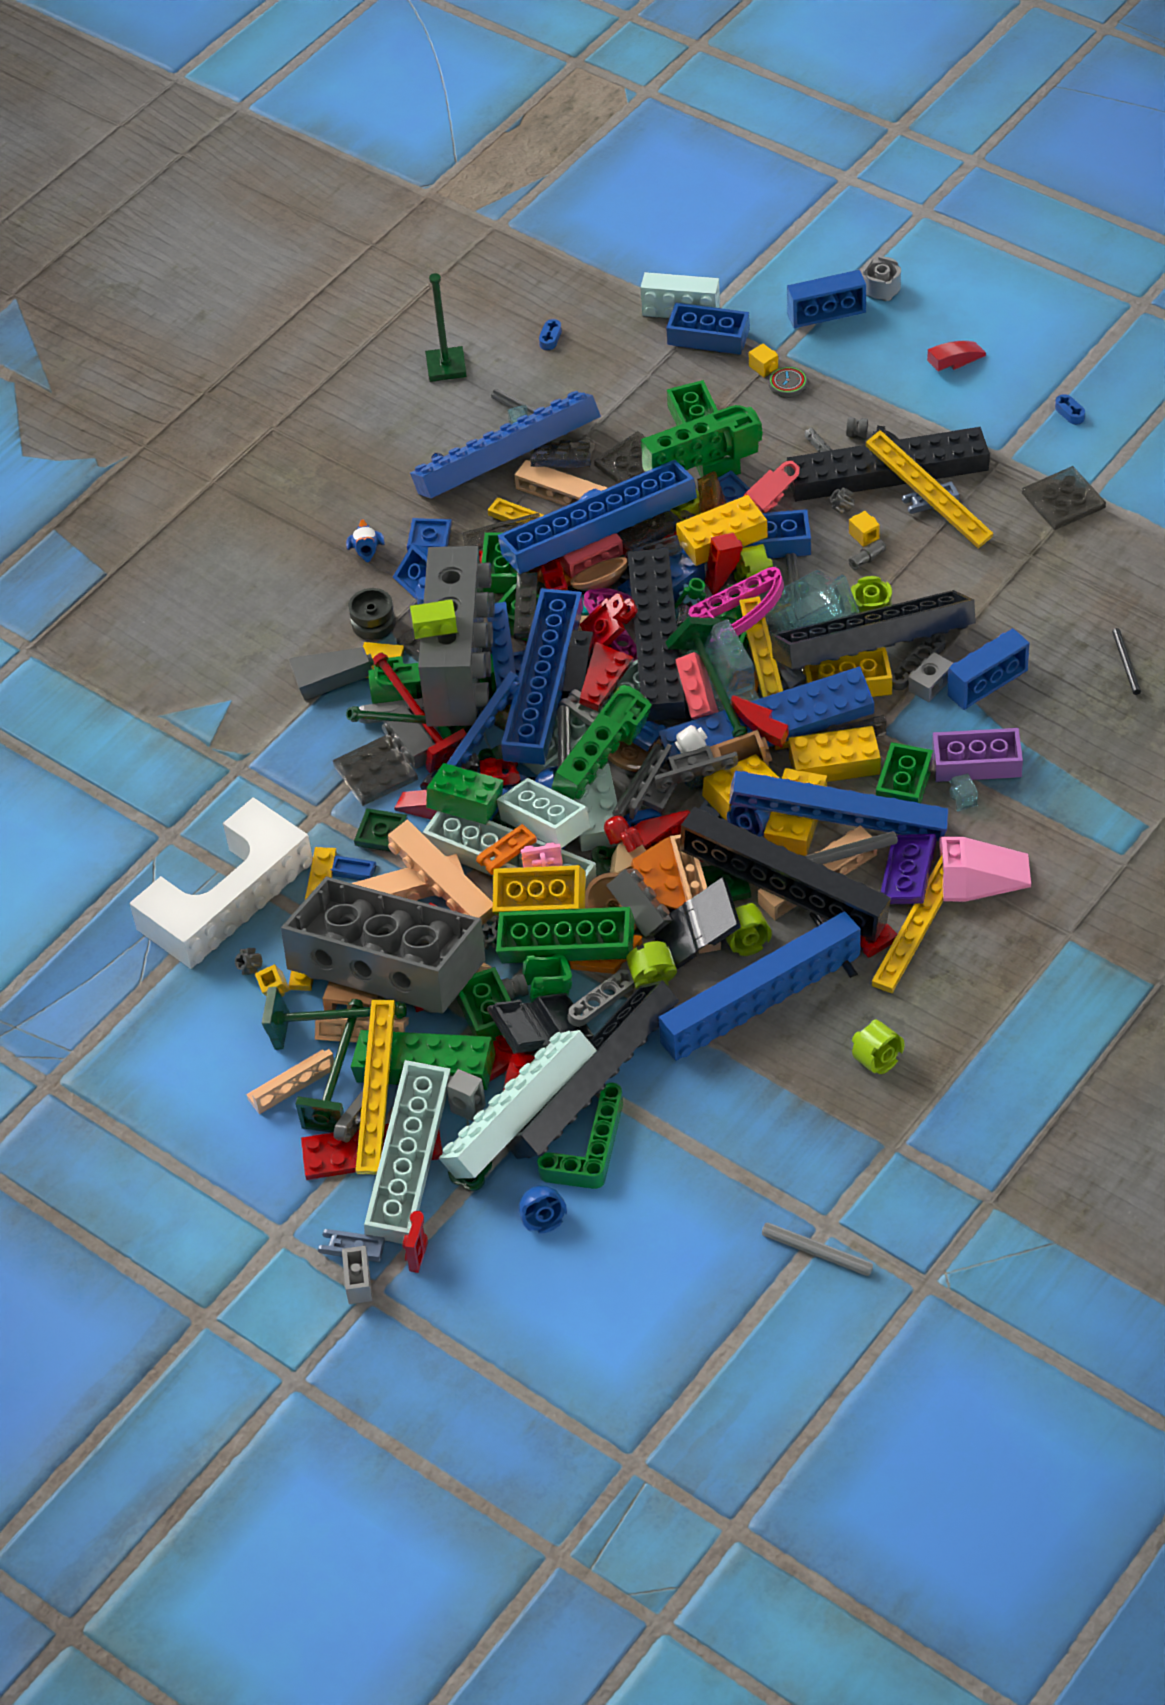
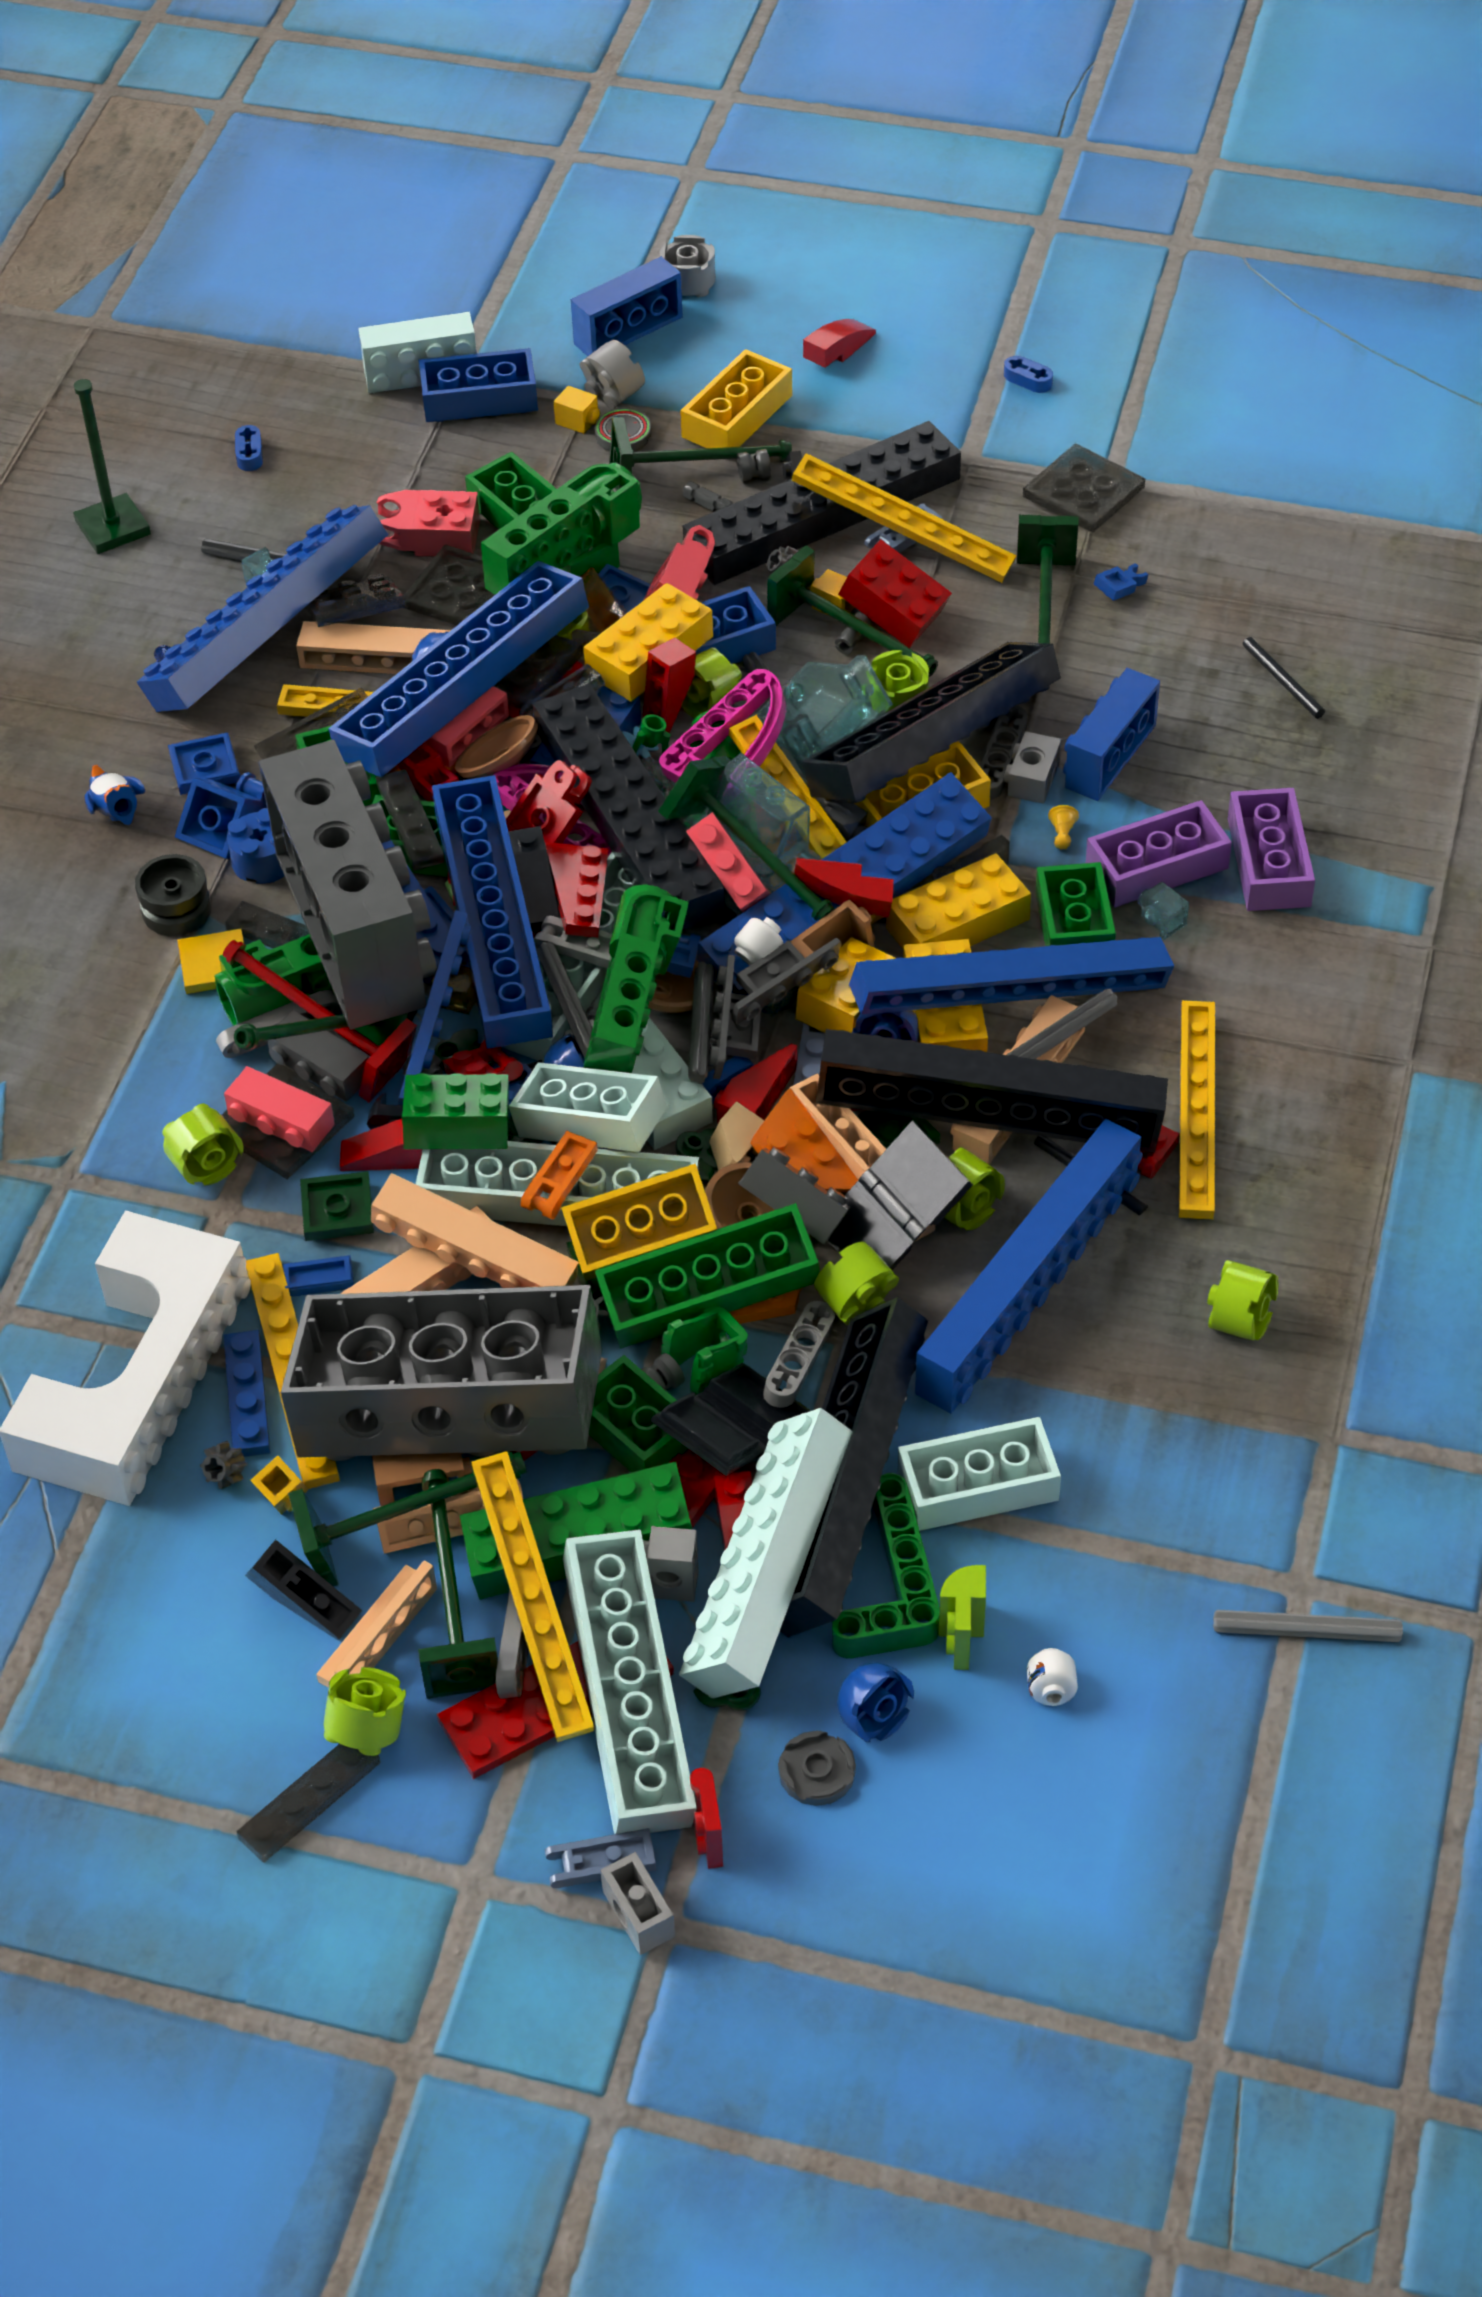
camera: 25 degrees left, 0 degrees up
(212, 1160) = (305, 1800): none -> clear smoke plate
(259, 1045) = (303, 1590): none -> black slope
(259, 1121) = (364, 1710): none -> lime brick
(288, 903) = (246, 1393): none -> blue plate
(318, 771) = (202, 1145): none -> lime brick
(330, 670) = (147, 994): dark grey slope -> none
(370, 762) = (279, 1109): none -> coral brick
(433, 619) = (325, 858): lime brick -> none
(495, 1236) = (817, 1768): none -> dark grey tile
(542, 856) = (620, 1170): bright pink hips -> none
(616, 1175) = (963, 1611): none -> lime brick
(618, 831) = (713, 1101): red piece -> none
(636, 412) = (431, 520): none -> coral brick
(651, 1229) = (1051, 1675): none -> white head
(667, 1099) = (980, 1473): none -> light aqua brick
(774, 402) = (624, 455): none -> dark green tile
(795, 342) = (612, 373): none -> light grey brick
(835, 517) = (790, 588): none -> dark green tile
(865, 382) = (736, 402): none -> yellow brick
(898, 538) = (894, 593): none -> red brick
(909, 868) = (1146, 1034): dark purple tile -> none
(932, 716) = (1063, 819): none -> yellow piece
(980, 869) = (1247, 1008): bright pink wedge -> none
(1011, 528) = (1048, 543): none -> dark green tile
(1050, 772) = (1270, 849): none -> medium lavender brick
(1052, 569) = (1119, 583): none -> blue plate

